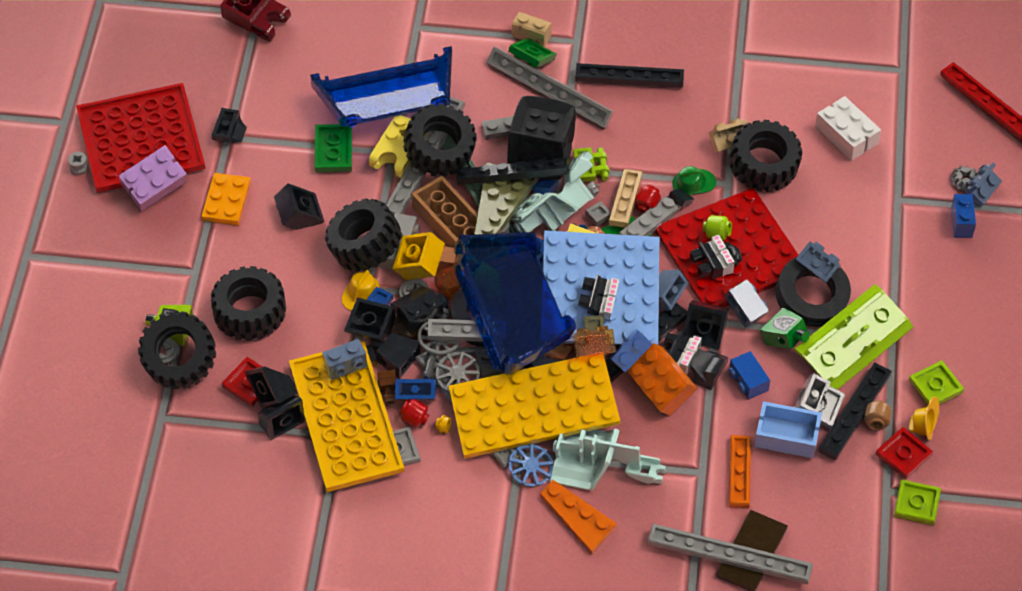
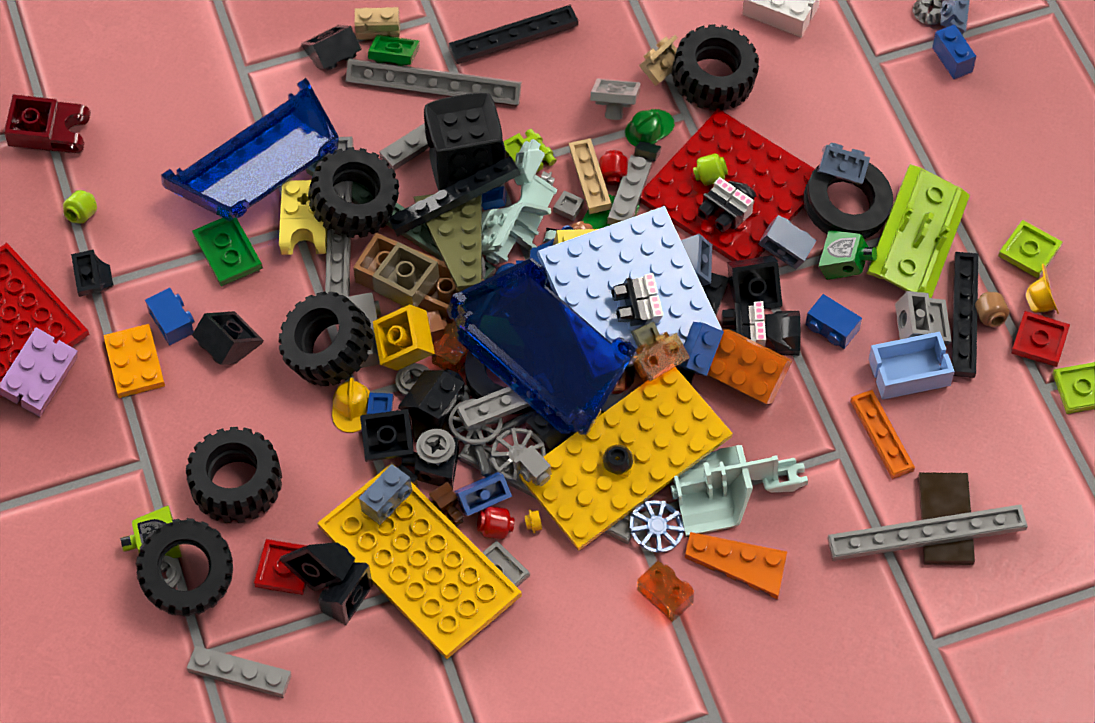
camera: 25 degrees left, 5 degrees up
(179, 439) = (239, 671): none -> light grey plate
(246, 77) = (79, 207): none -> lime head
(266, 177) = (170, 316): none -> blue brick
(398, 334) = (431, 438): none -> light grey gear
(442, 212) = (405, 276): none -> dark tan brick
(458, 382) = (533, 466): none -> light grey brick
(489, 34) = (332, 46): none -> black slope
(510, 512) = (665, 590): none -> clear orange brick
(527, 407) = (617, 466): none -> black plate
(677, 146) = (615, 96): none -> light grey plate

